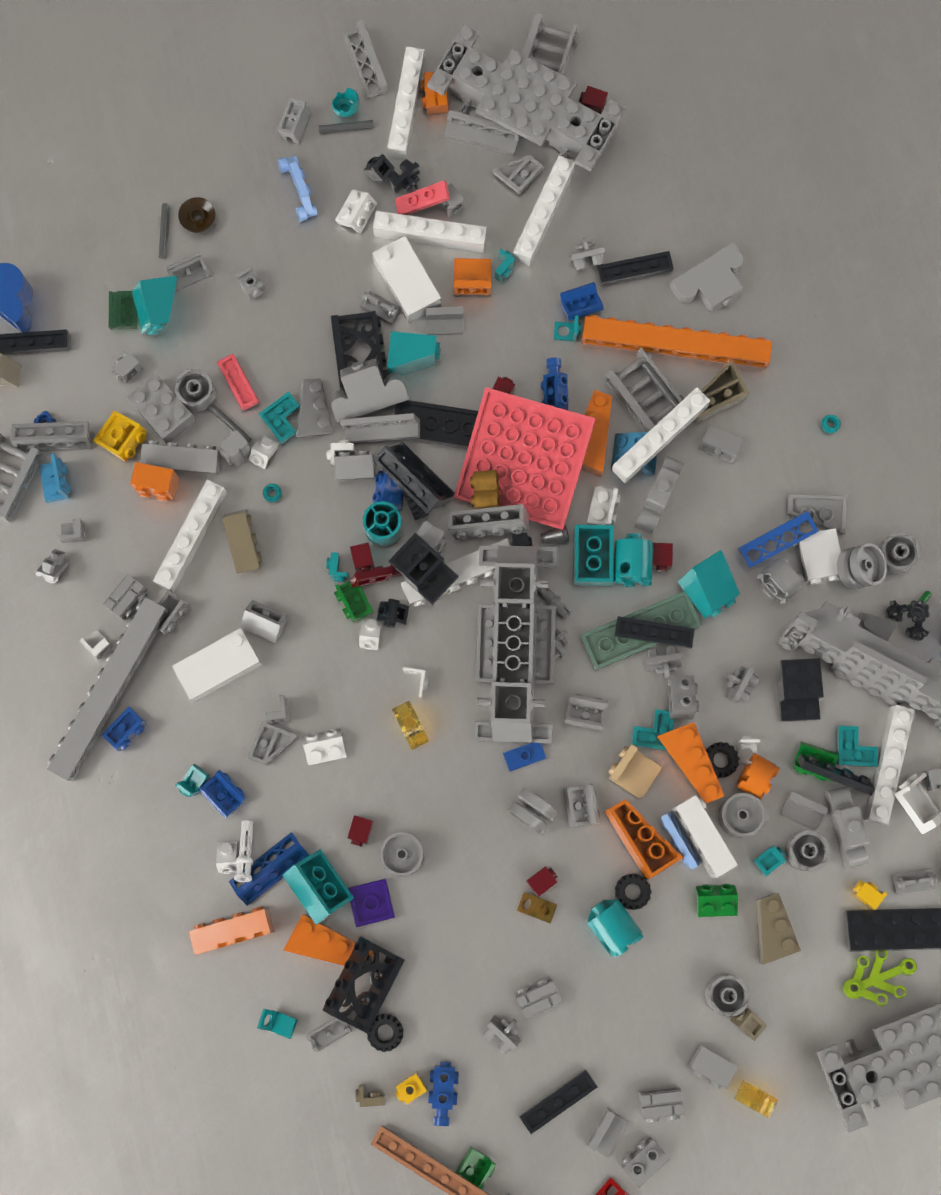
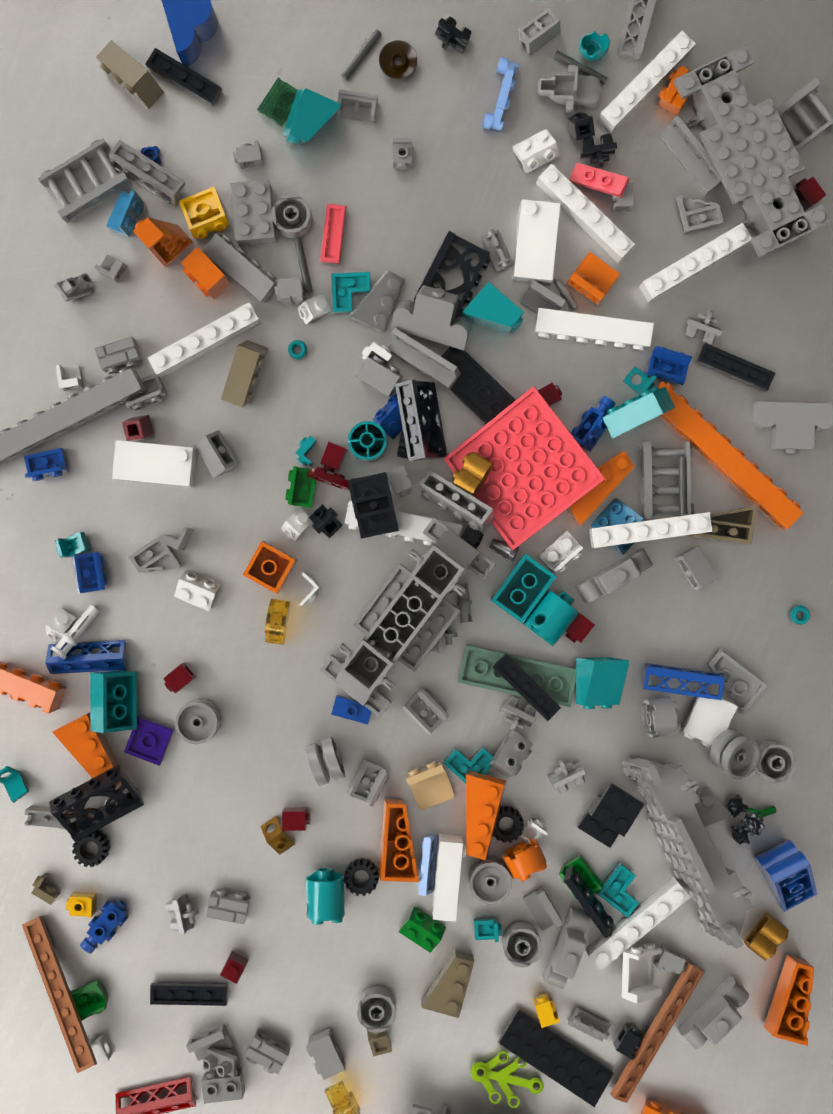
camera: 35 degrees right, 10 degrees up
(101, 478) = (162, 238): none -> orange wedge
(183, 644) = (137, 427): none -> dark red brick
(227, 168) = (451, 35): none -> black hips
(351, 146) = (571, 89): none -> light grey piece
(372, 682) = (270, 567): none -> orange brick
(457, 302) = (566, 294): none -> light grey piece
(499, 314) = (593, 328): none -> white brick
(506, 266) = (625, 292): teal bracket -> none
(580, 1048) = (234, 967): none -> dark red brick
(583, 350) = (638, 410): none -> brick
(628, 1139) = (222, 1061): none -> light grey hips

